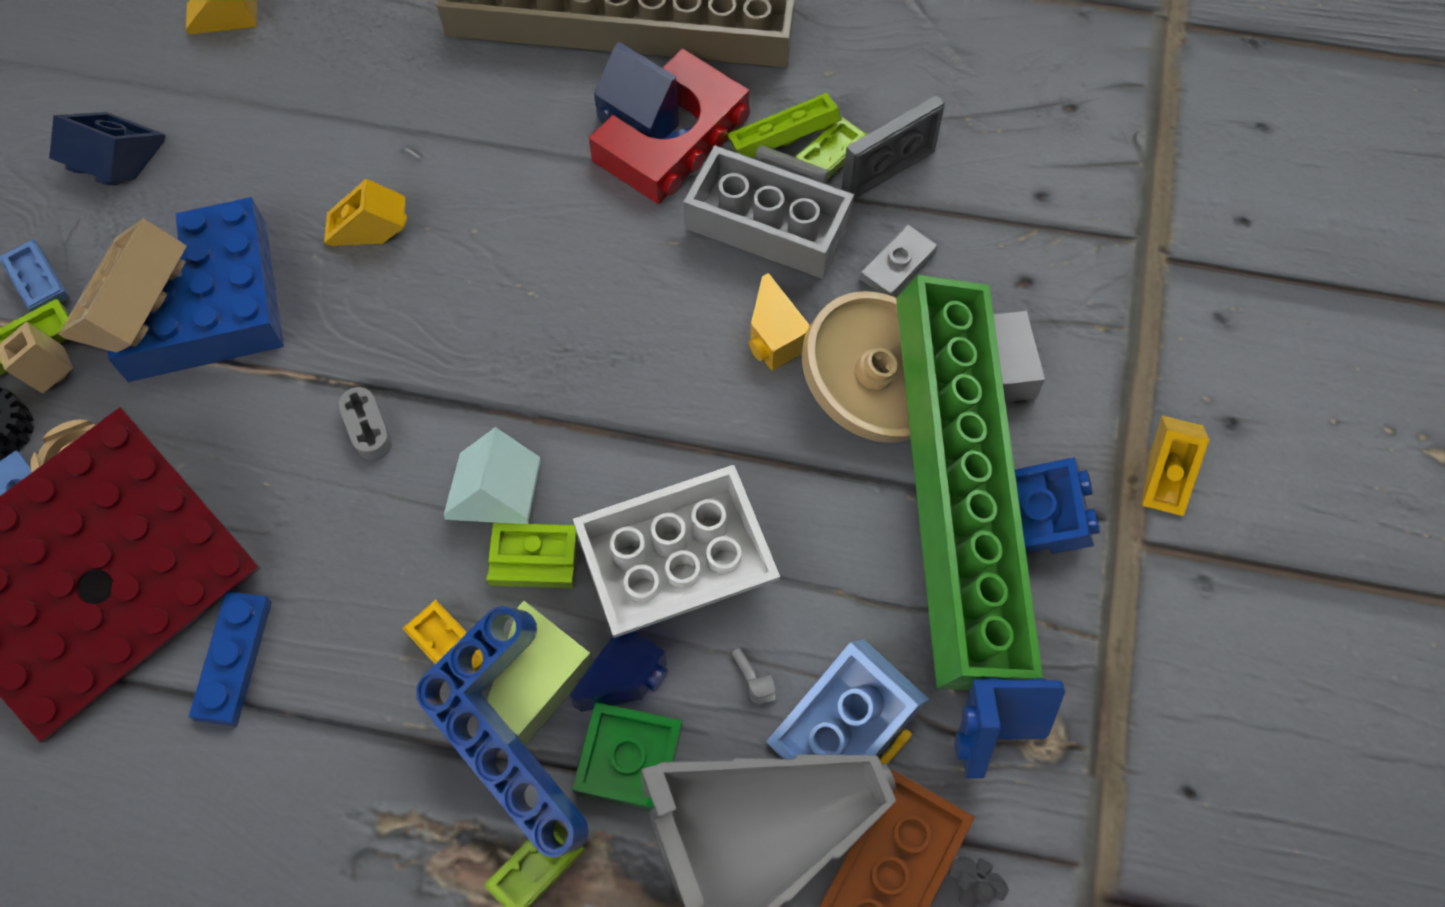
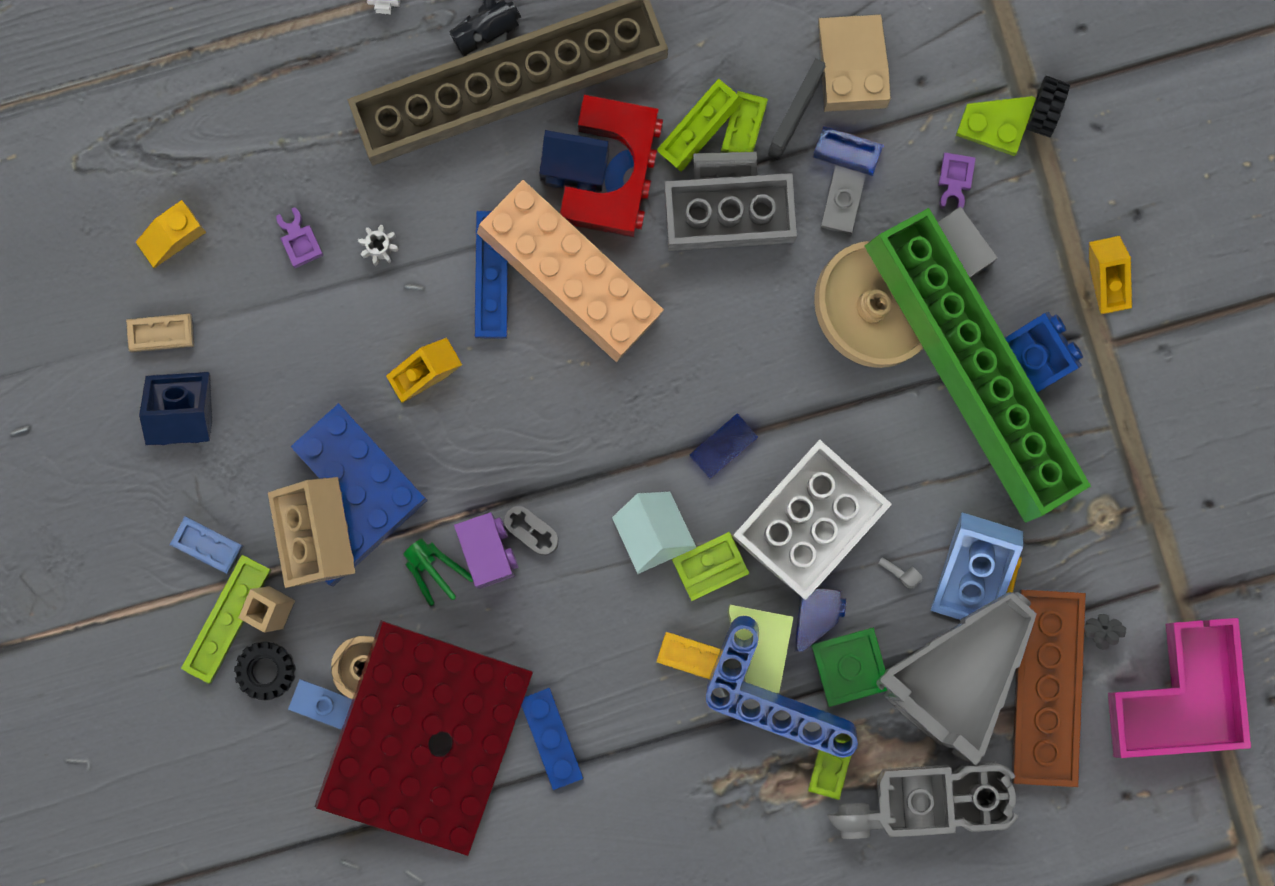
camera: 30 degrees left, 20 degrees up
(145, 79) = (160, 333): none -> tan plate
(230, 394) = (421, 557): none -> green plant
(293, 407) = (485, 550): none -> medium lavender brick
(331, 64) = (300, 242): none -> medium lavender plate
(400, 94) = (374, 252): none -> white gear
(490, 169) = (490, 289): none -> blue plate
(569, 192) = (569, 270): none -> light nougat brick
(627, 438) = (723, 446): none -> clear blue plate
(776, 326) = (783, 305): yellow slope -> none
(928, 217) = (848, 151): none -> clear blue plate
(974, 149) = (855, 63): none -> tan slope
(1004, 711) = (1071, 517): blue bracket -> none
(1035, 290) = (956, 175): none -> medium lavender plate
(1107, 264) = (997, 123): none -> lime wing
(1174, 260) = (1048, 106): none -> black tyre

